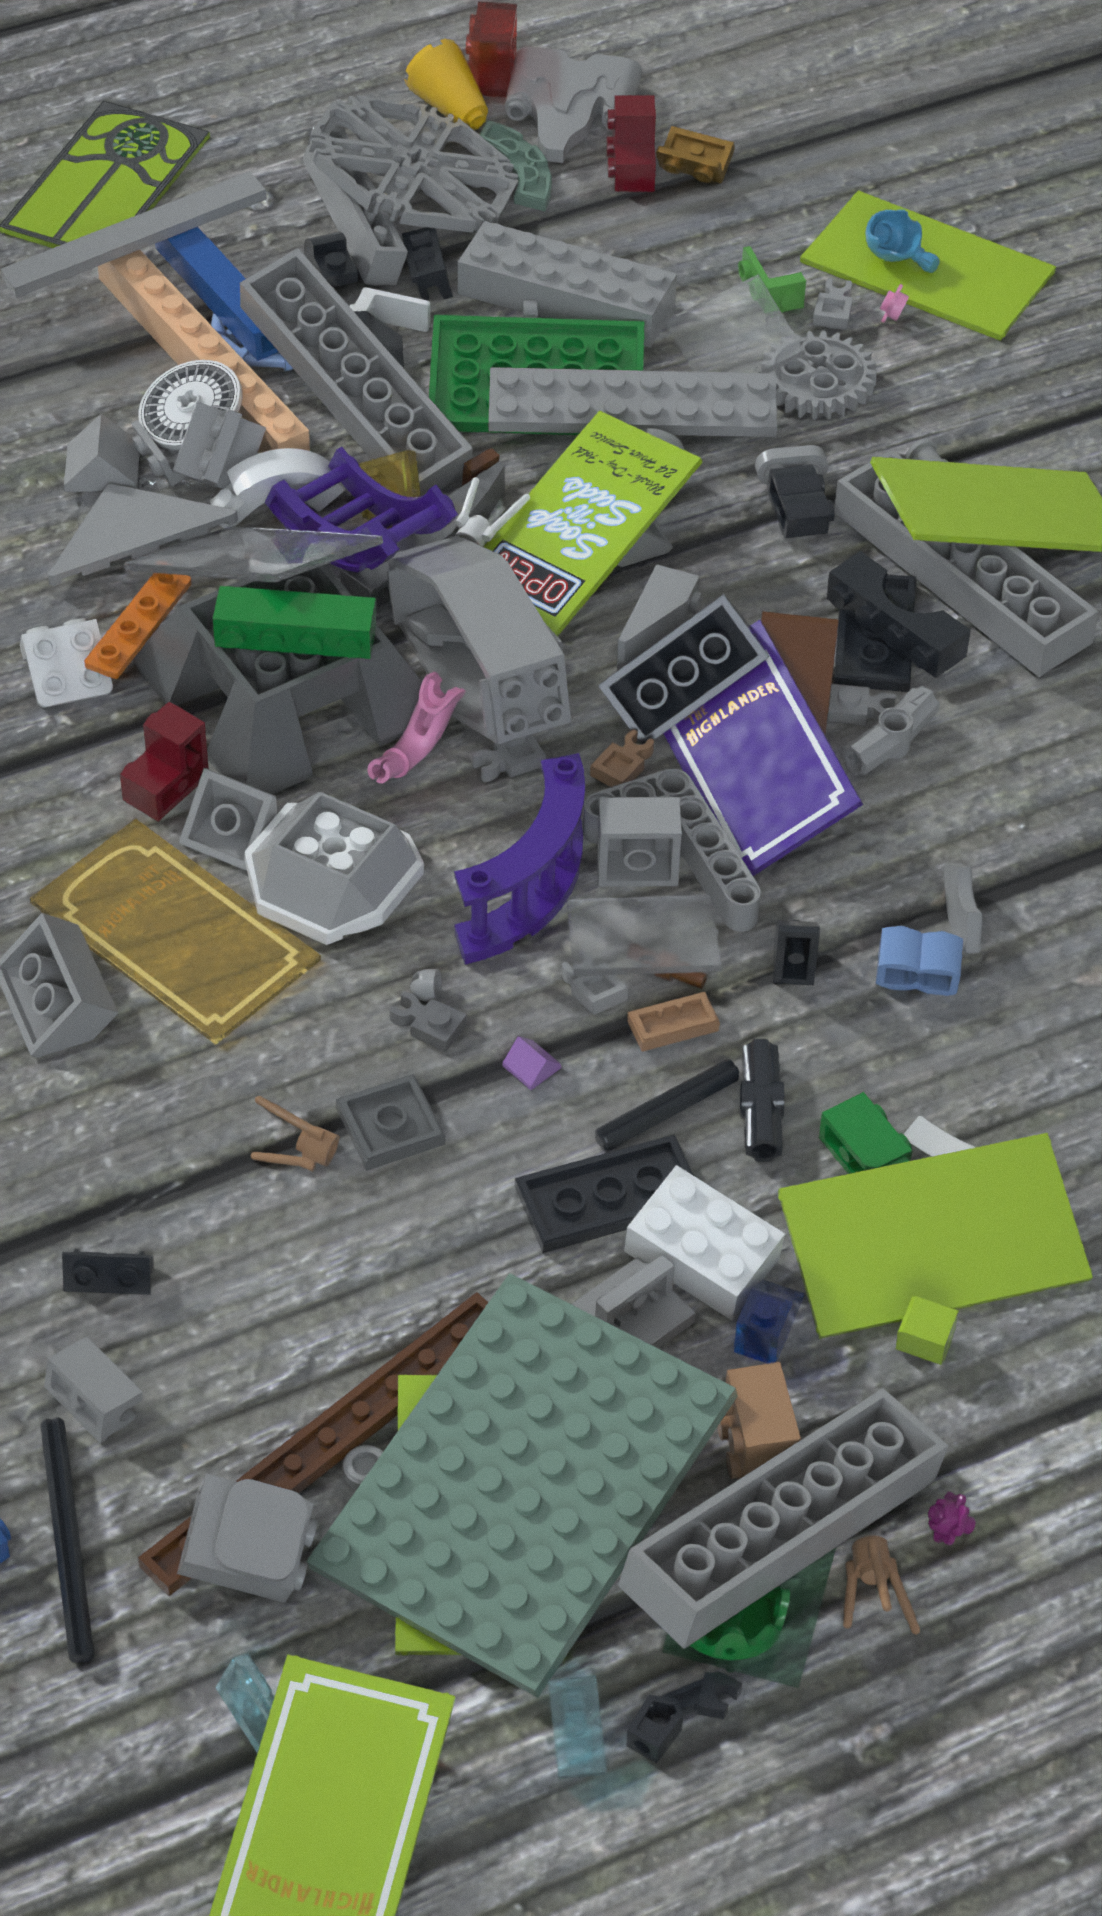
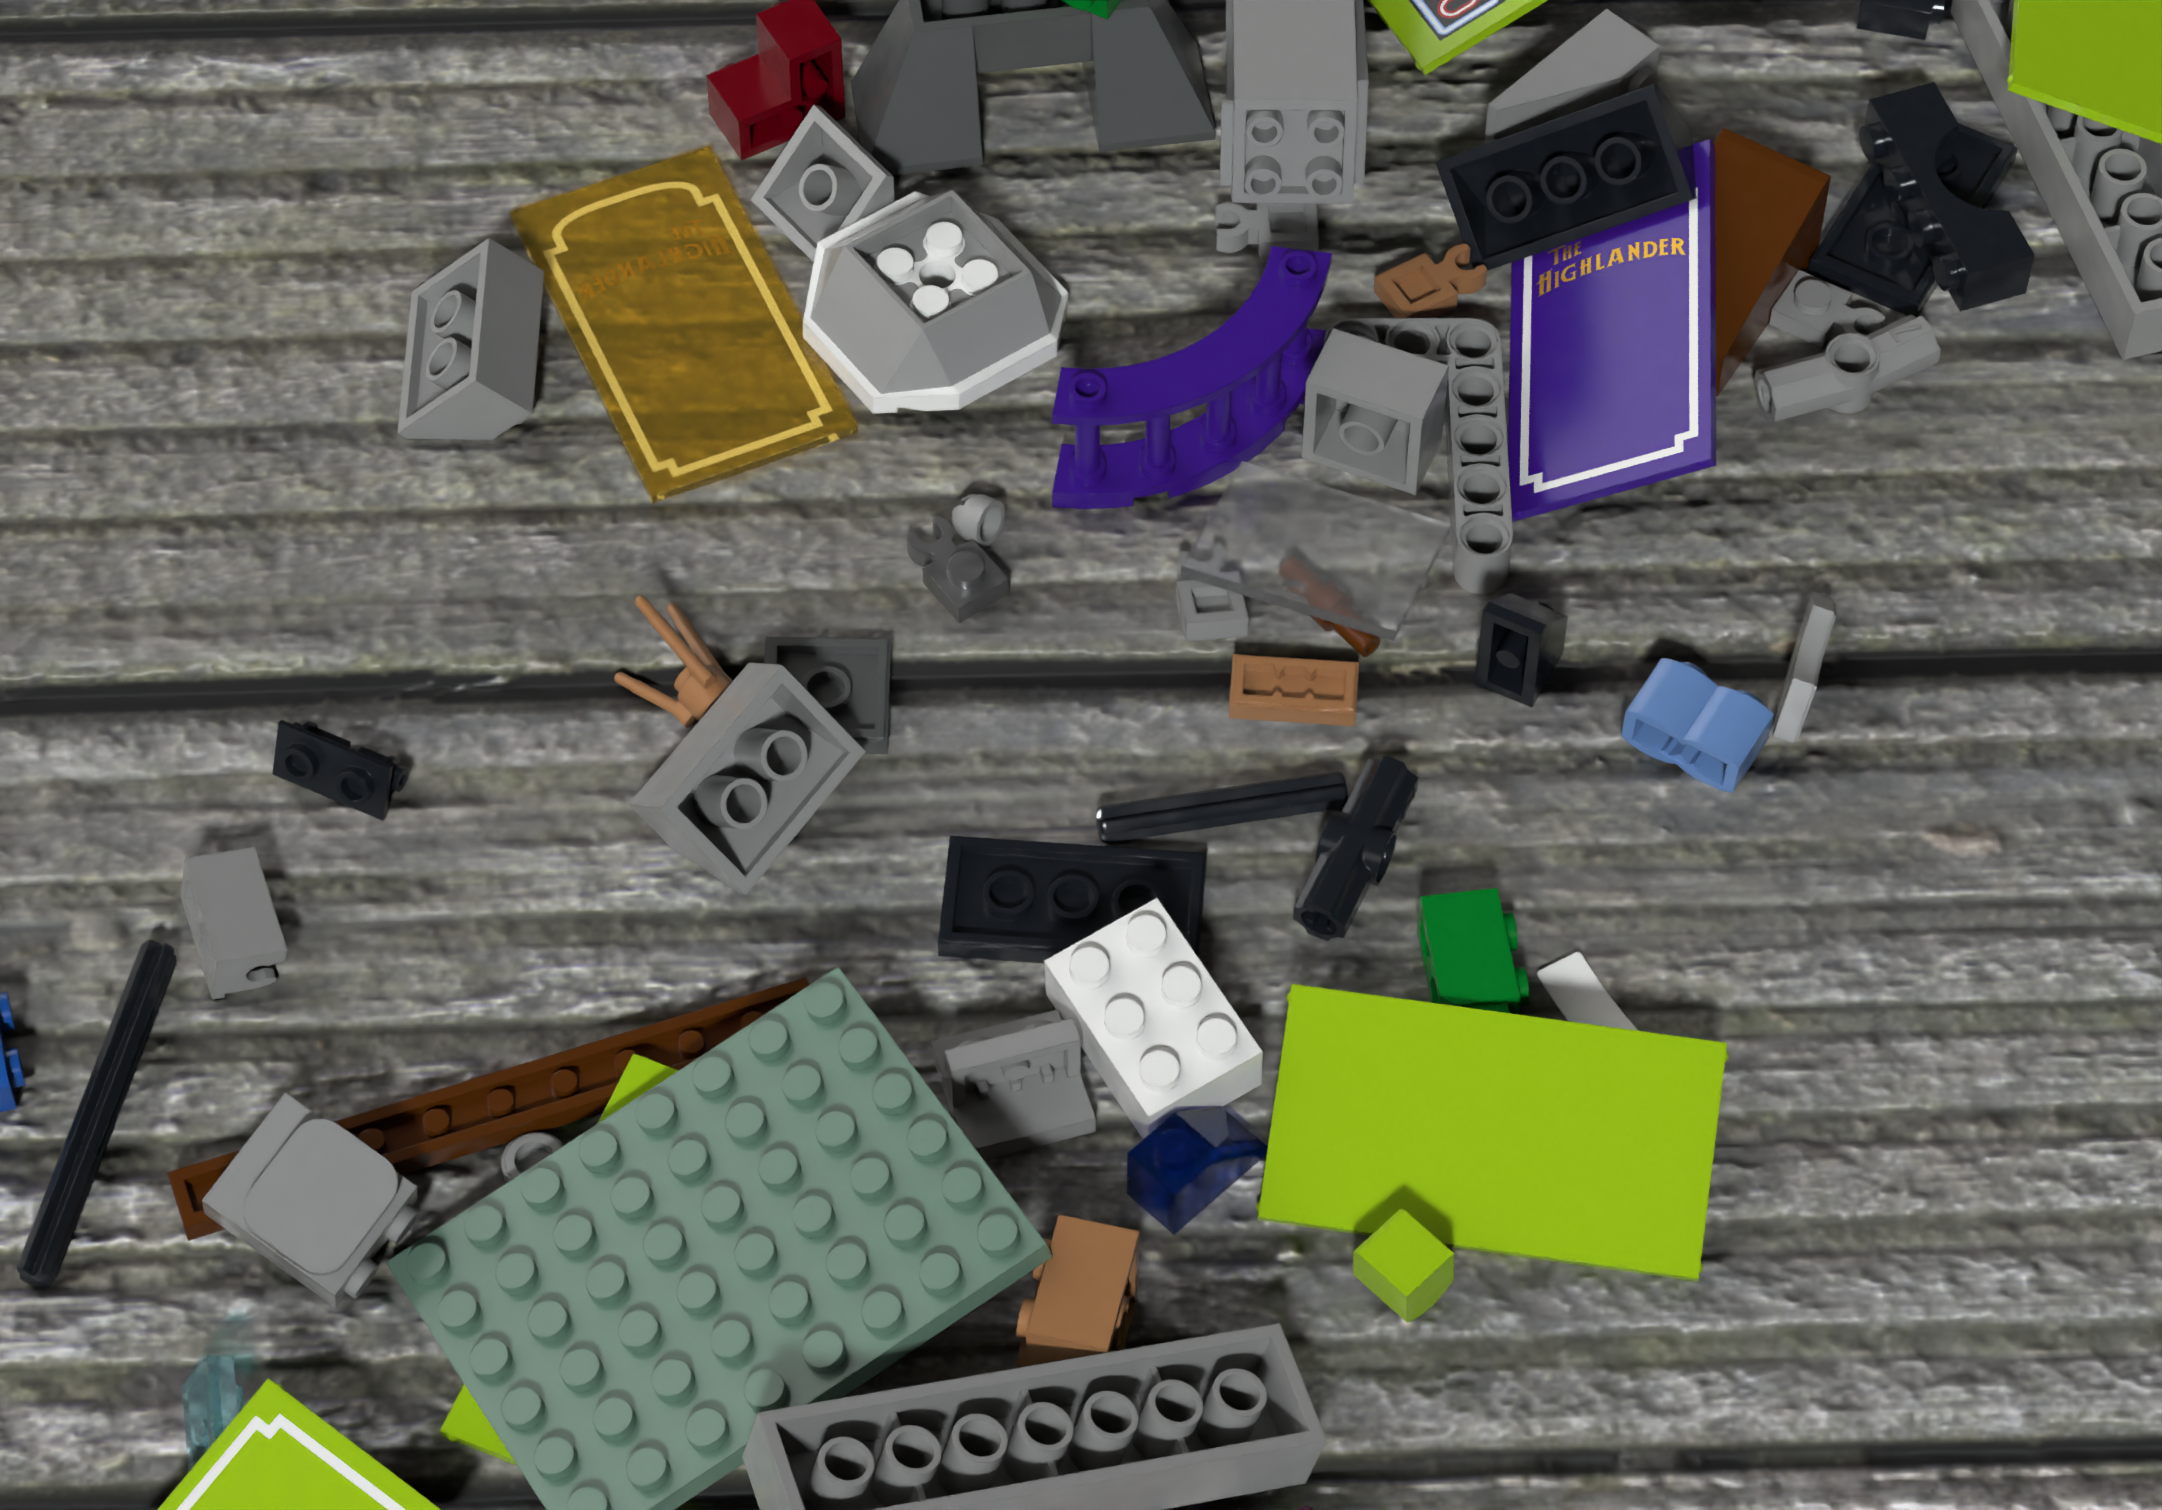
camera: 25 degrees right, 5 degrees up
(375, 1184) = (748, 776): none -> light grey slope
(422, 732) = (1162, 154): bright pink piece -> none
(530, 1062) = (1063, 678): medium lavender slope -> none

